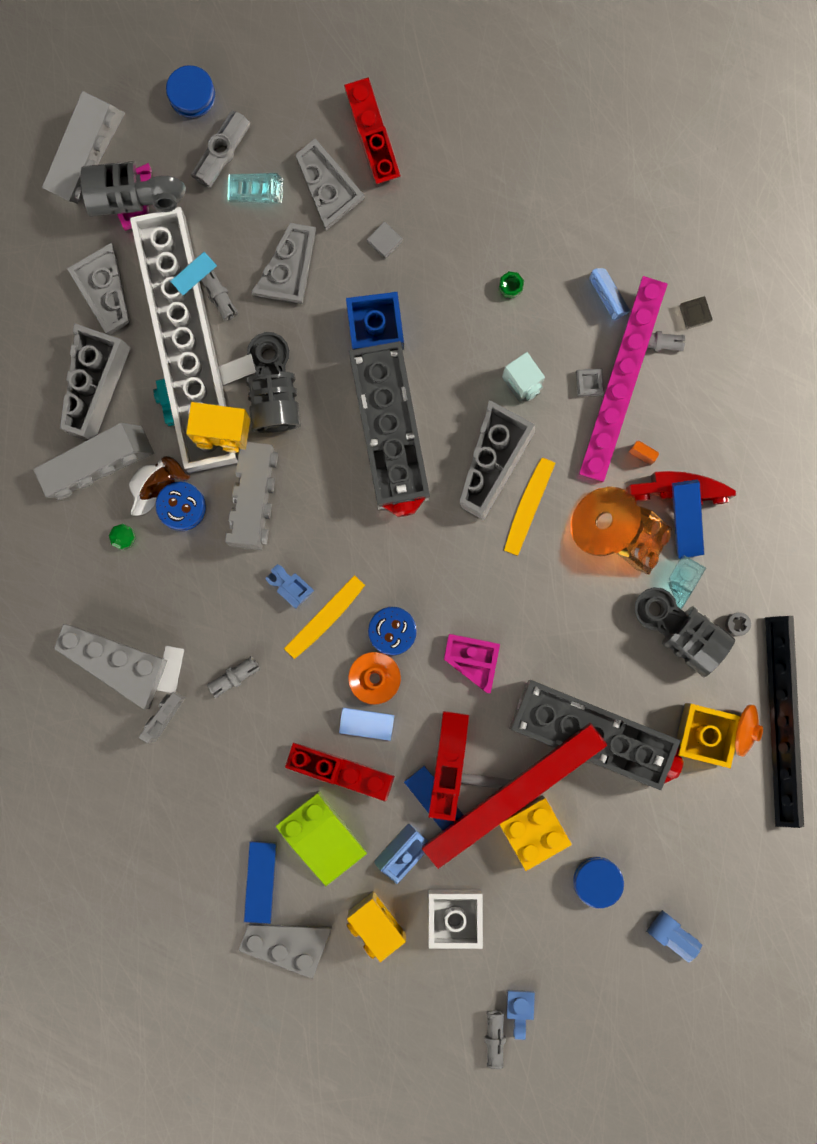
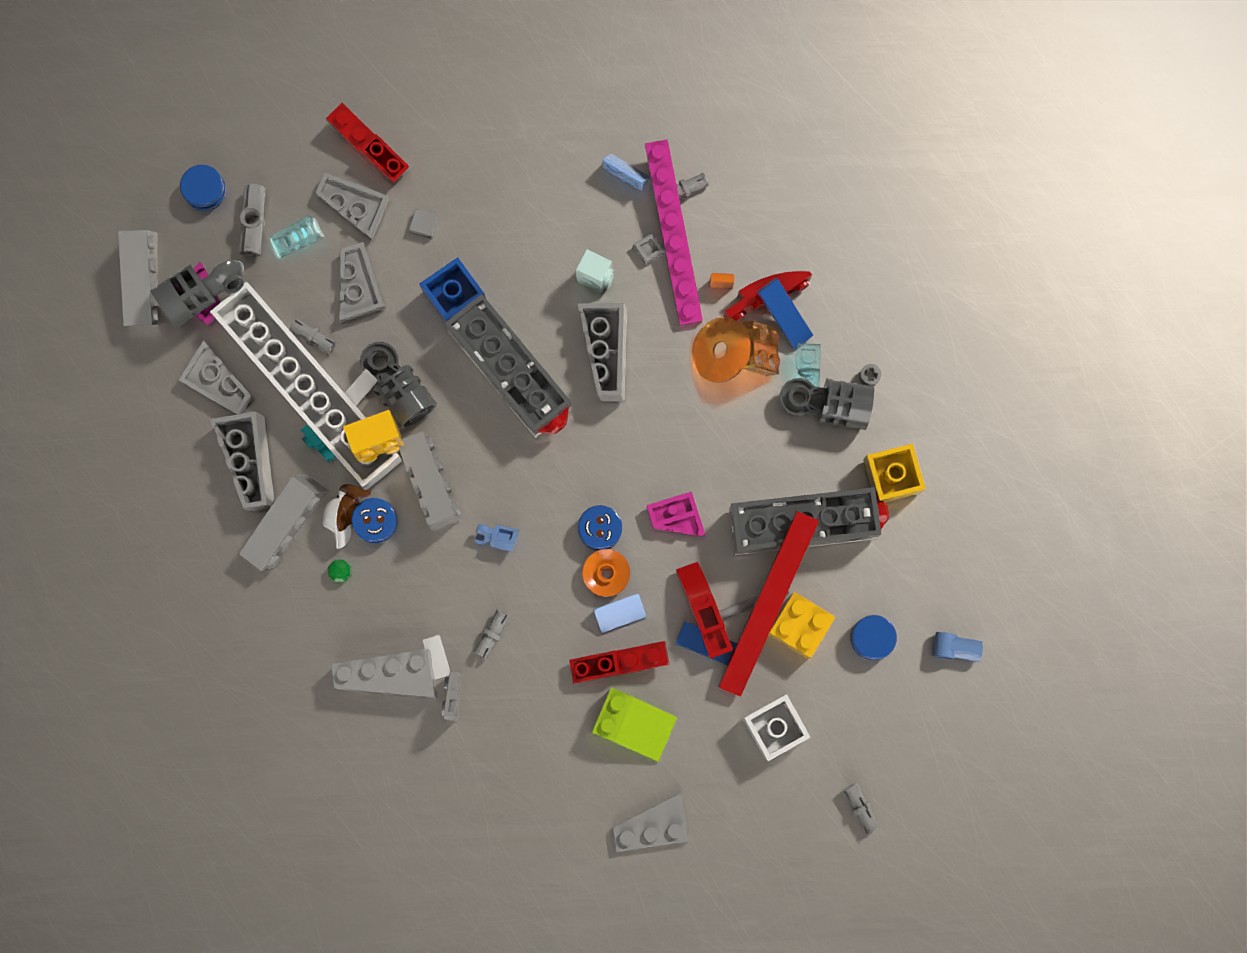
camera: 30 degrees left, 5 degrees down
(193, 273) = (285, 328): medium azure sticker -> none
(260, 882) = (603, 787): blue tile -> none
(325, 617) = (540, 547): yellow sticker -> none
(376, 927) = (716, 768): yellow brick -> none
(401, 854) = (705, 702): light blue slope -> none
(511, 284) = (544, 205): green tile -> none
(520, 1008) = (866, 772): medium blue plate -> none
(528, 506) = (654, 371): yellow sticker -> none
(695, 312) = (702, 150): clear smoke tile -> none
(747, 730) = (923, 453): orange dish -> none
(784, 722) = (948, 431): black plate -> none

